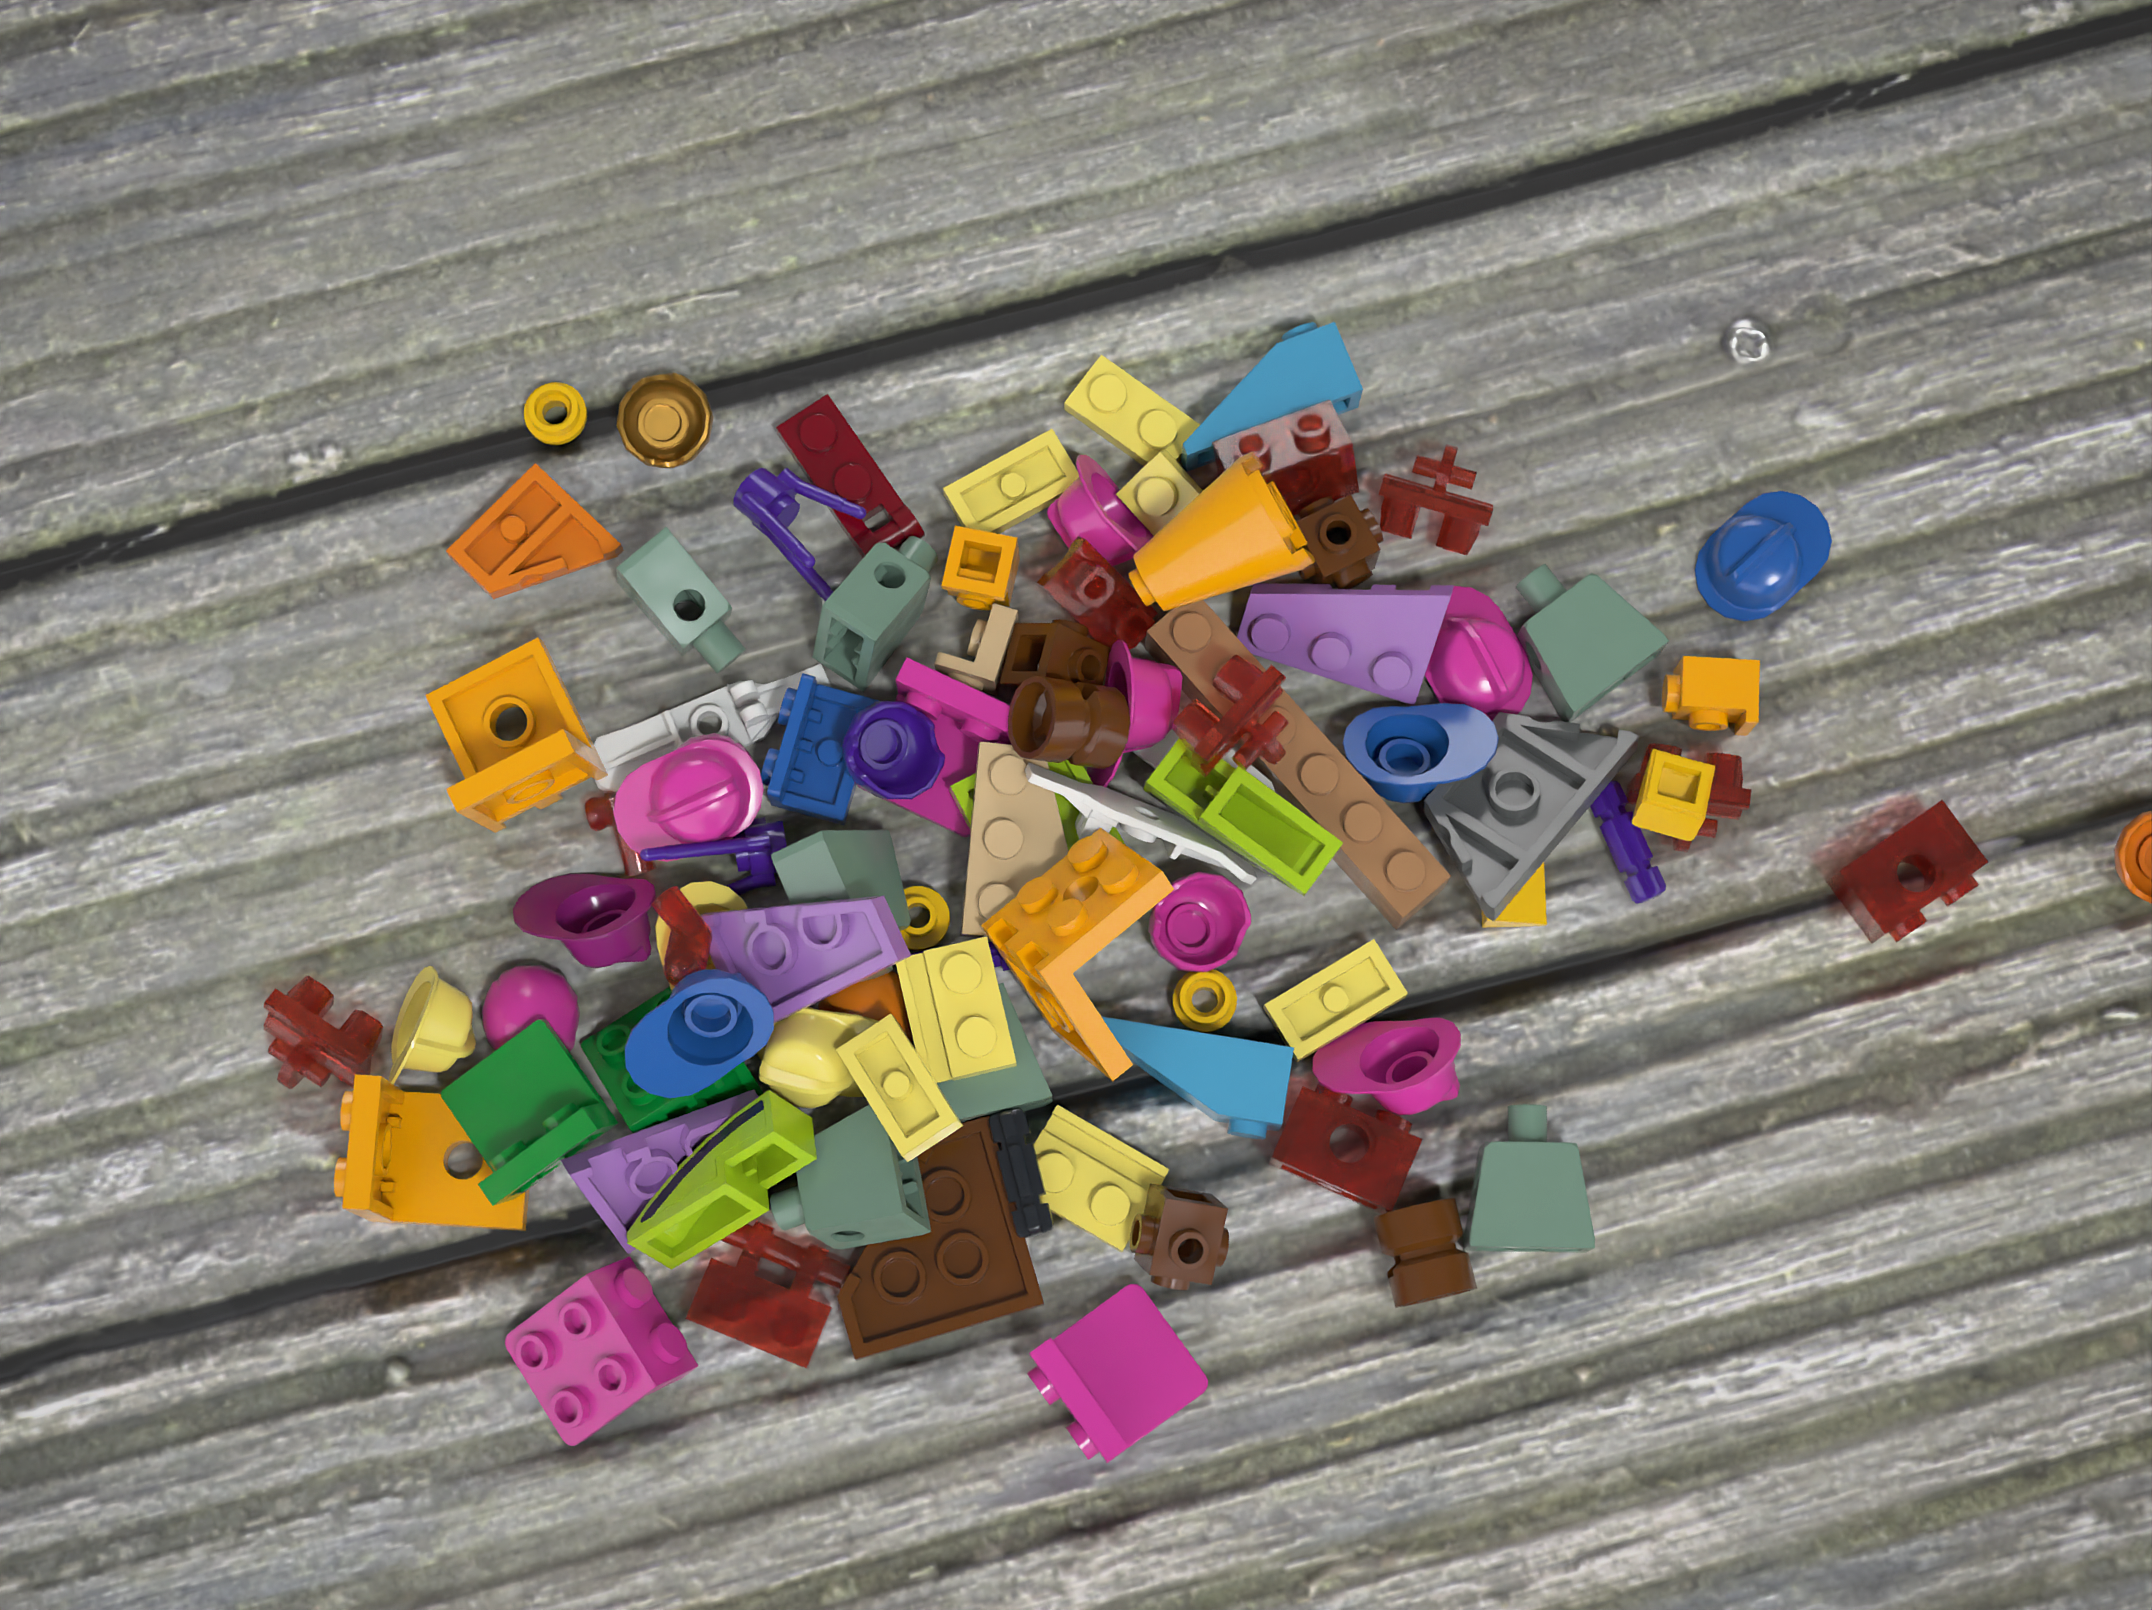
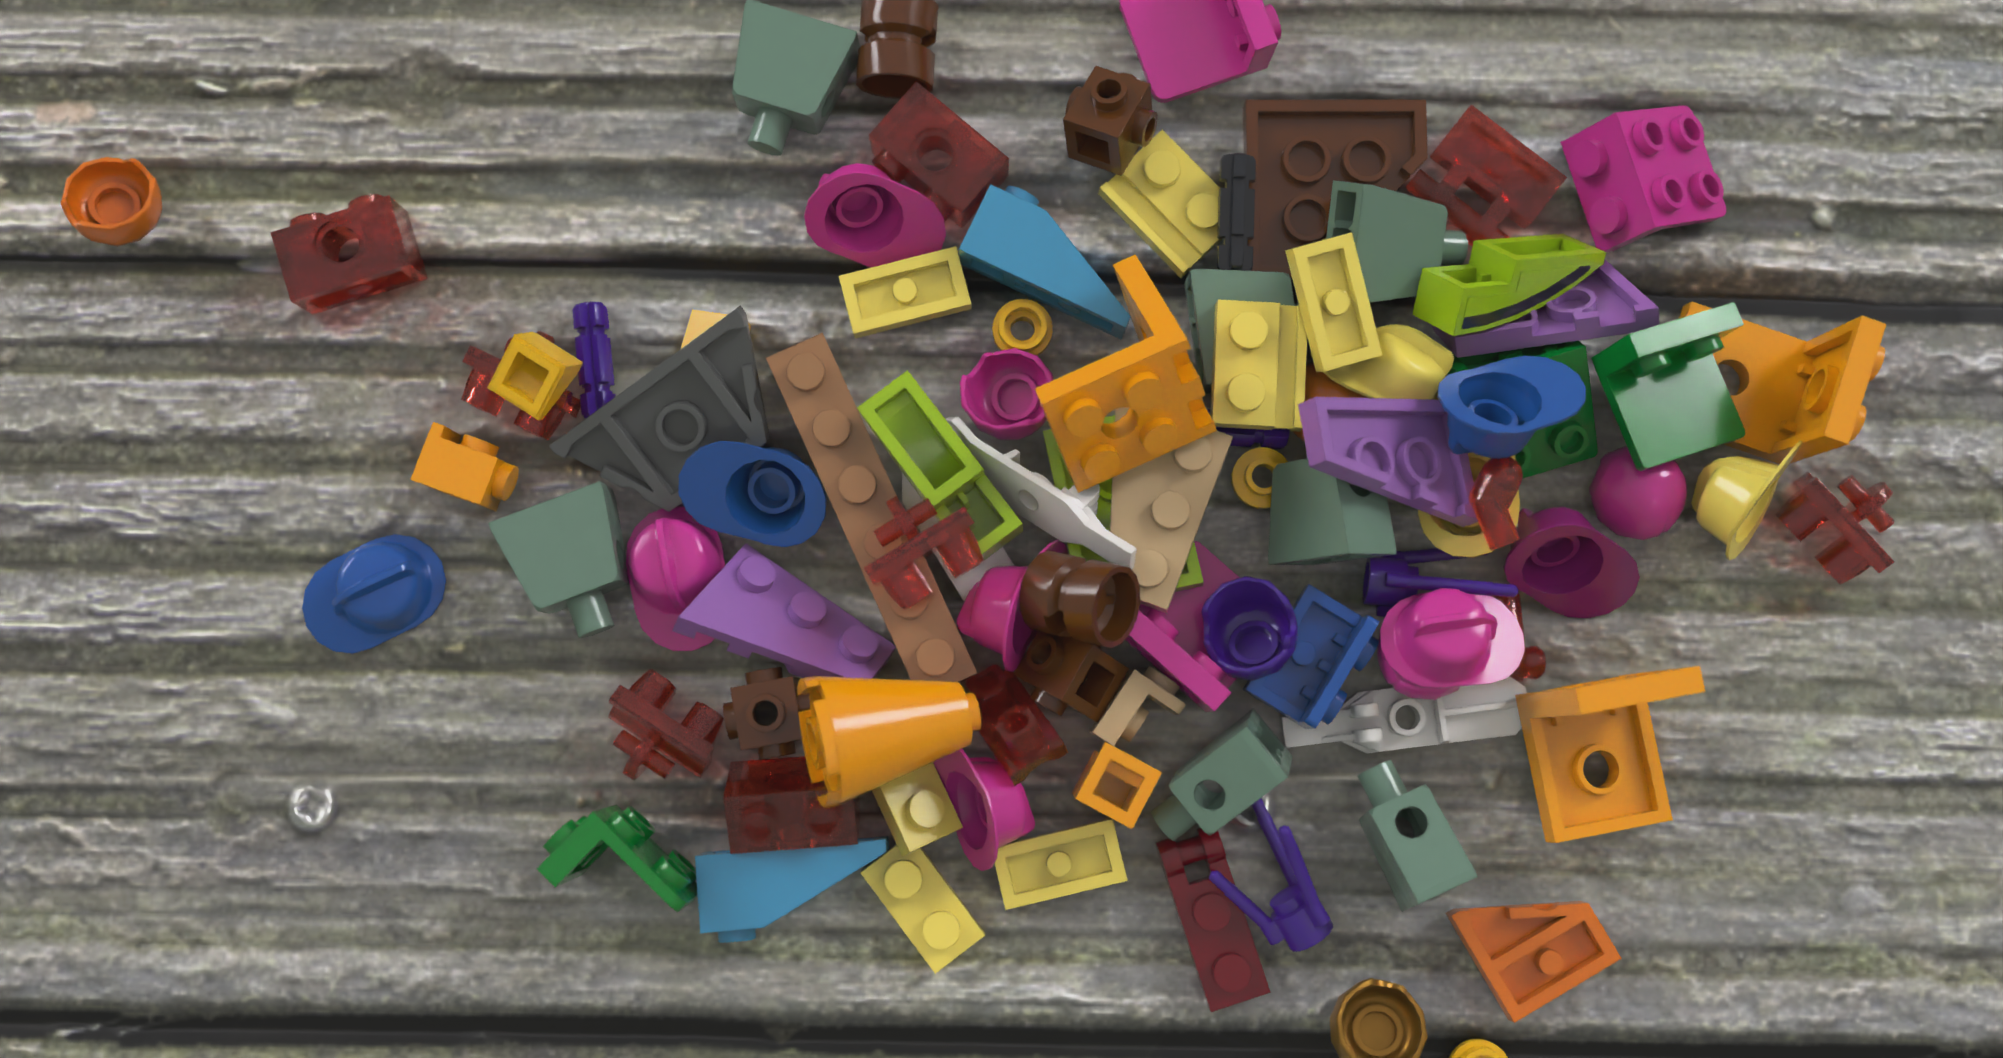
camera: 165 degrees left, 5 degrees up
(1430, 386) = (628, 835): none -> green bracket

